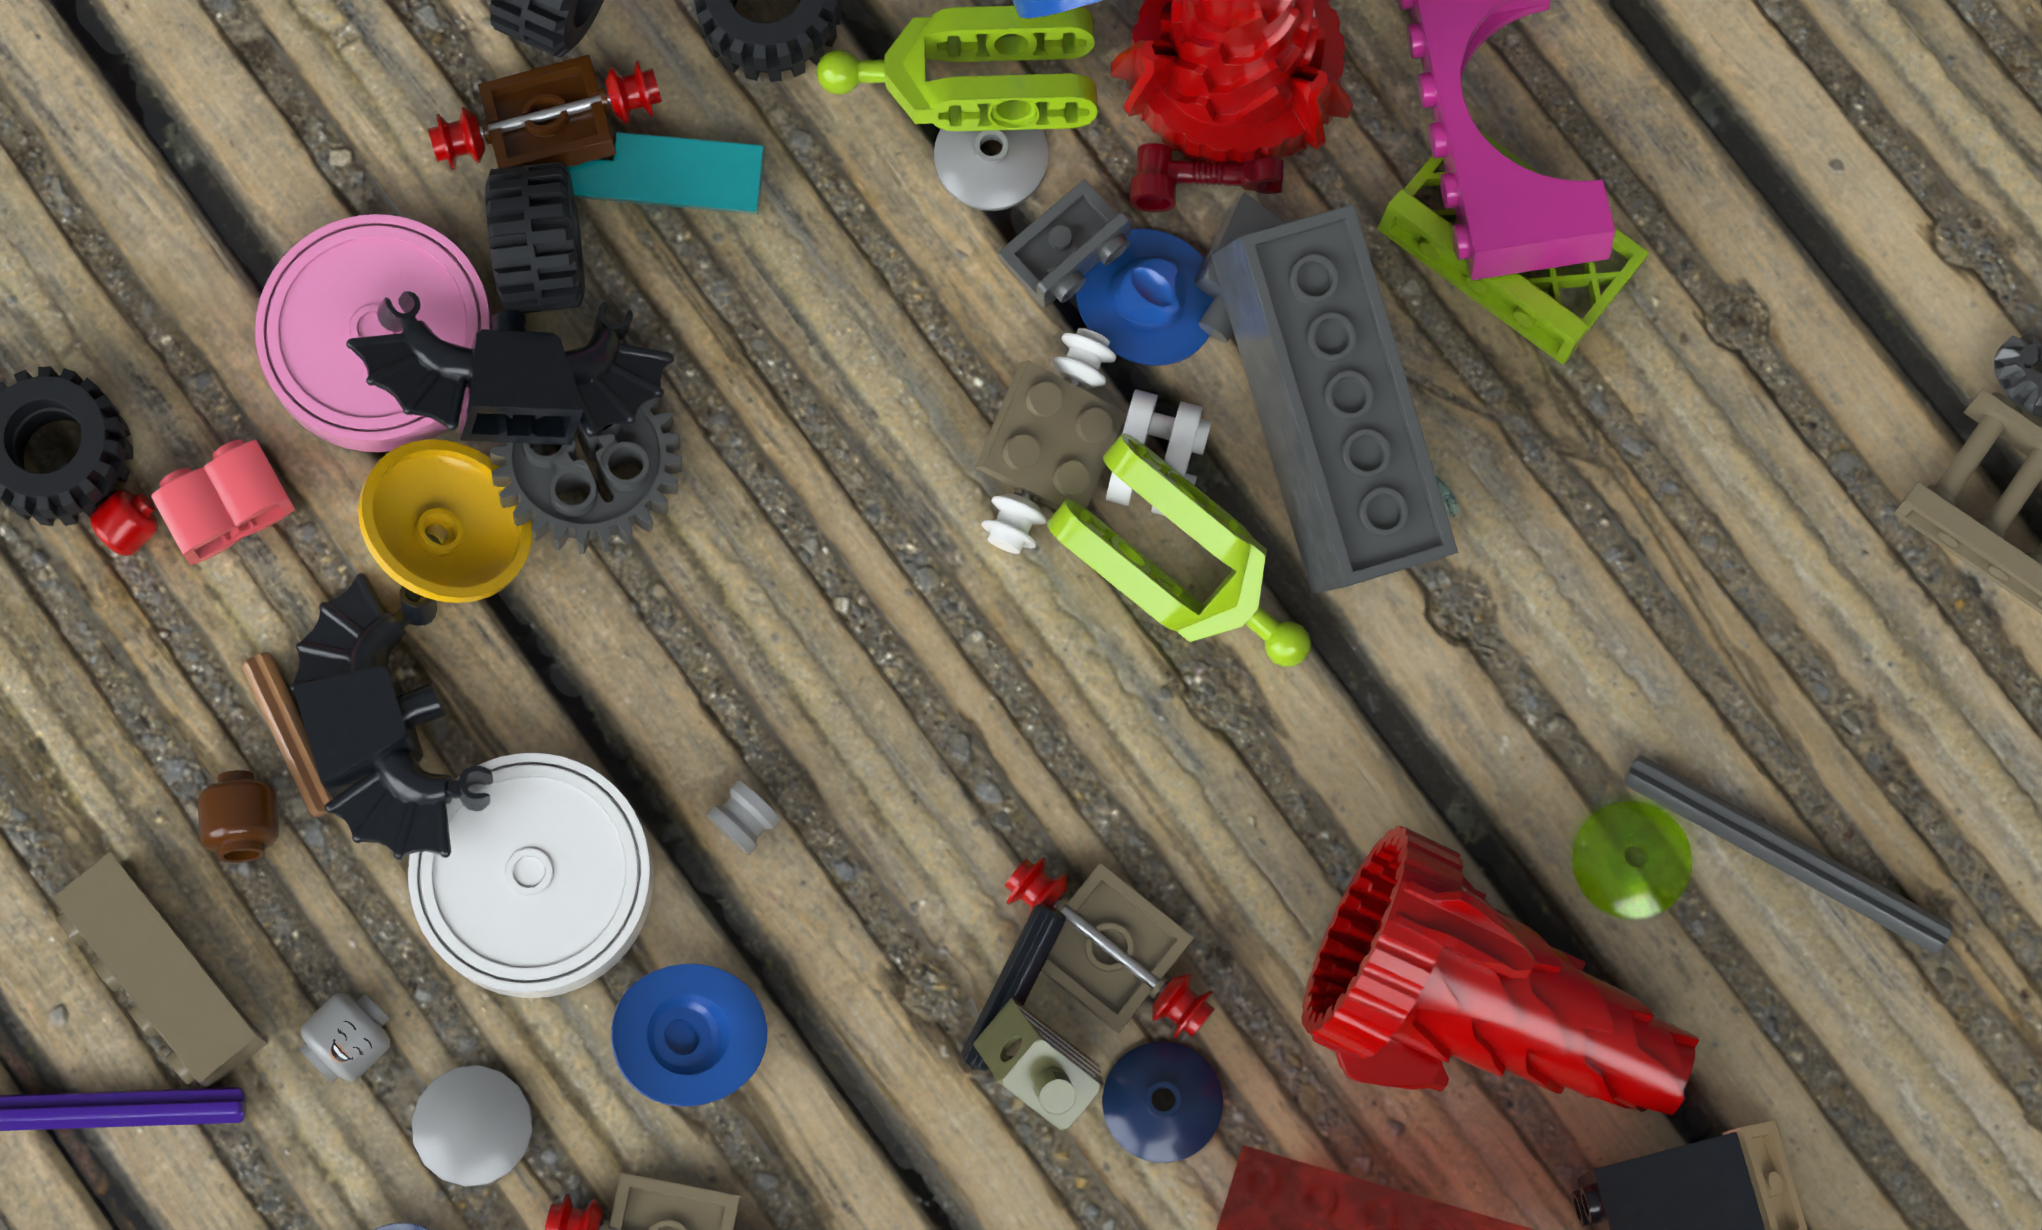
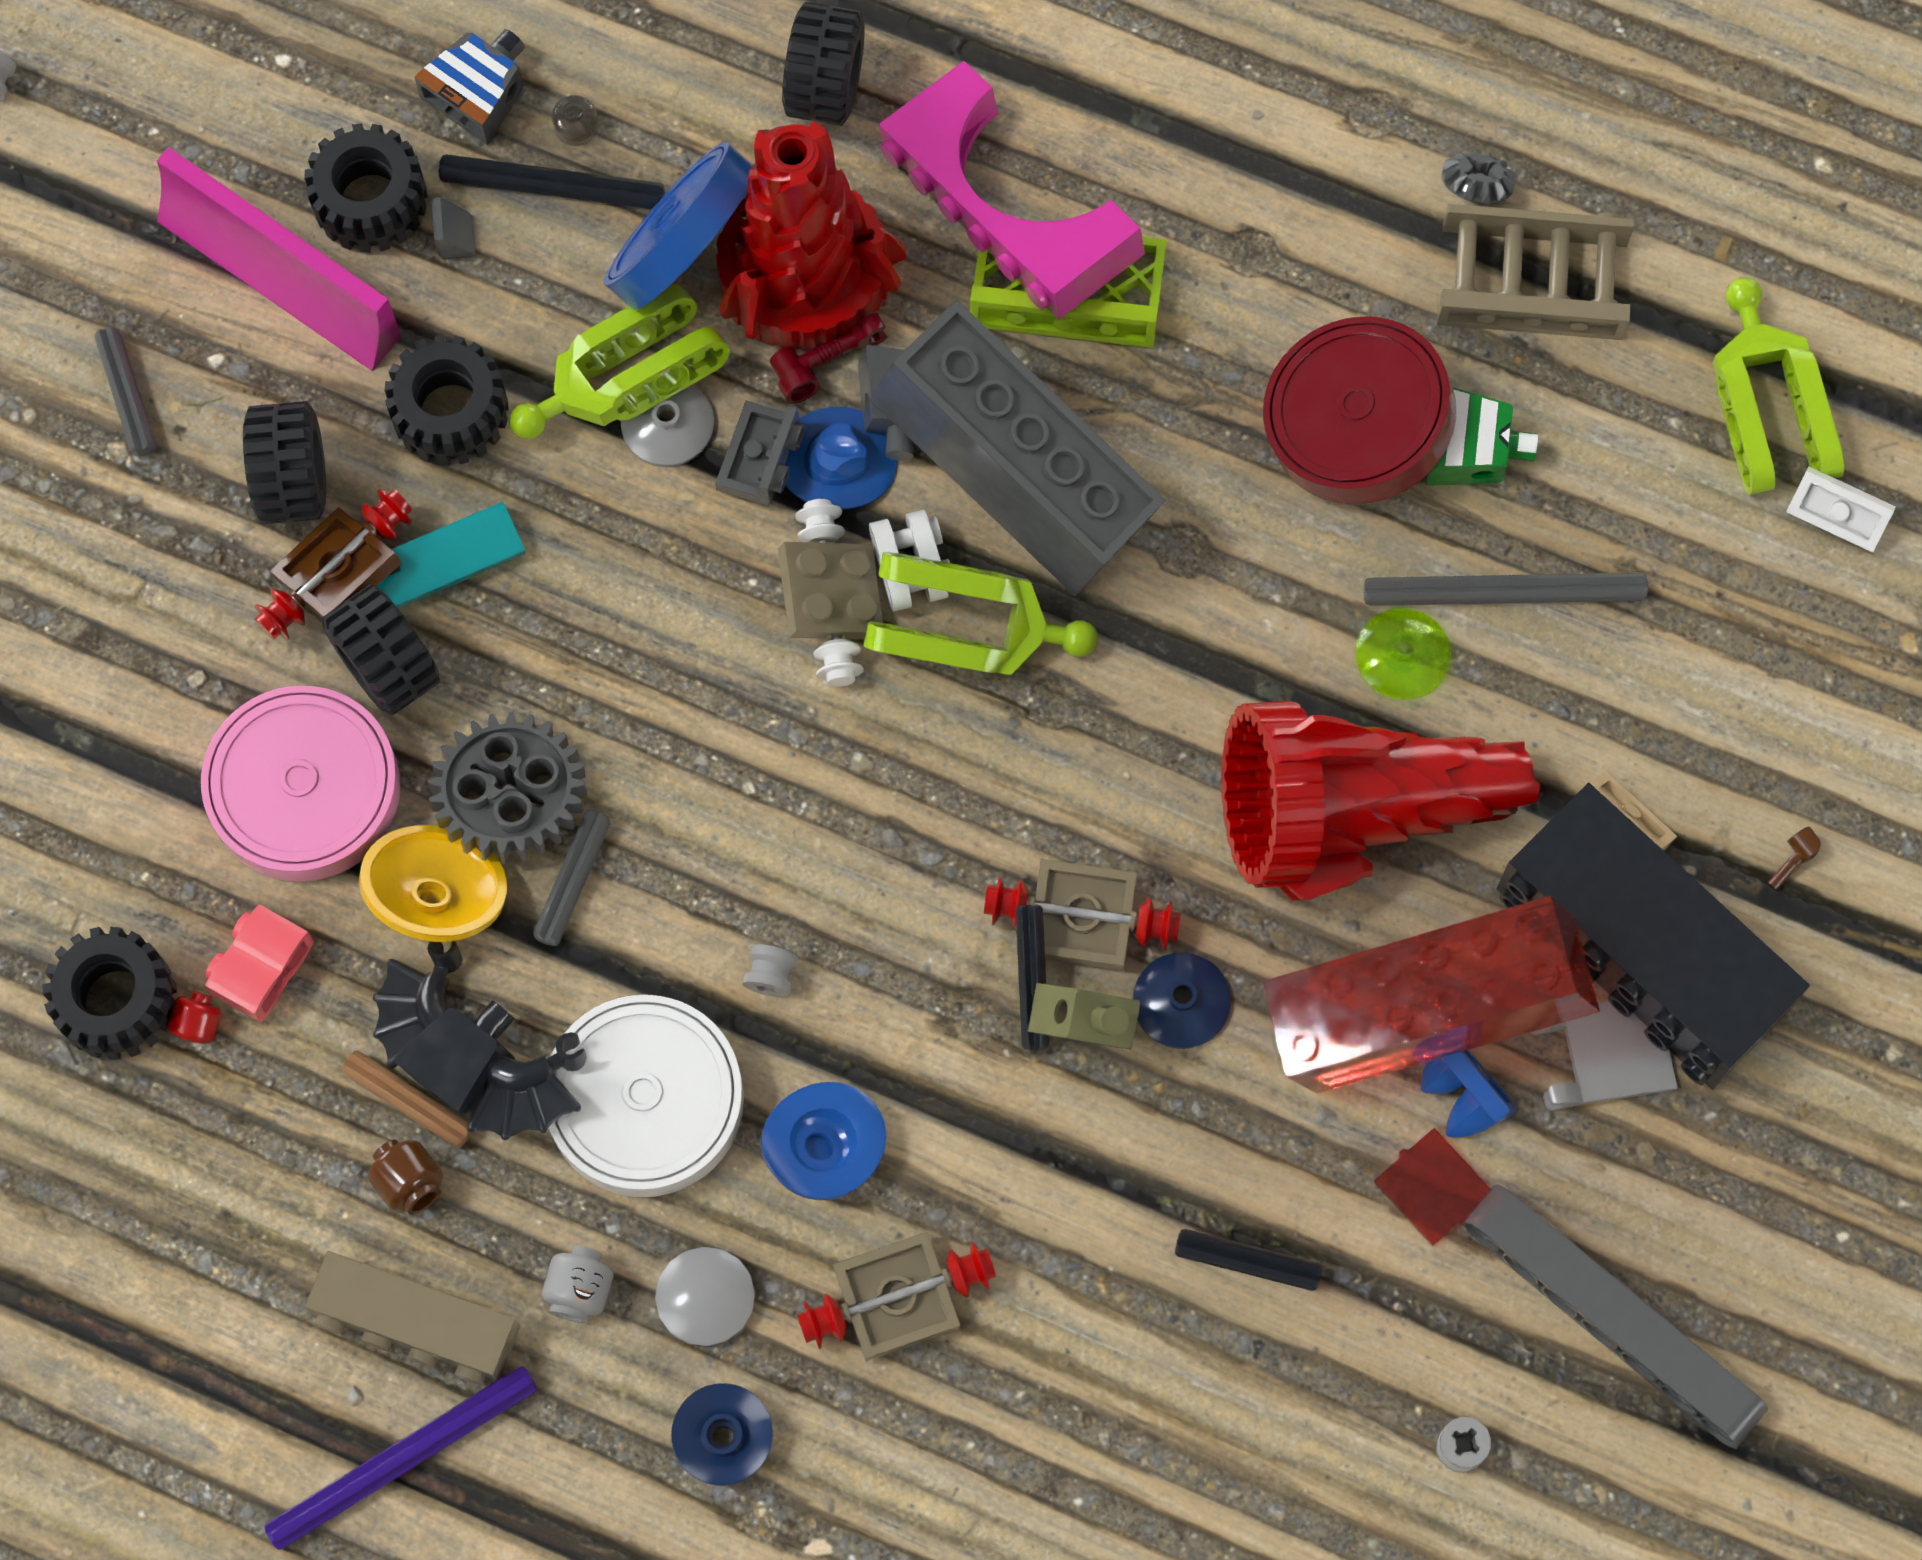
camera: 30 degrees left, 5 degrees down
(511, 379) = (422, 755): black torso -> none
(598, 595) = (571, 878): none -> dark grey axle
(1743, 566) = (1359, 410): none -> dark red brick
(1852, 668) = (1481, 443): none -> torso

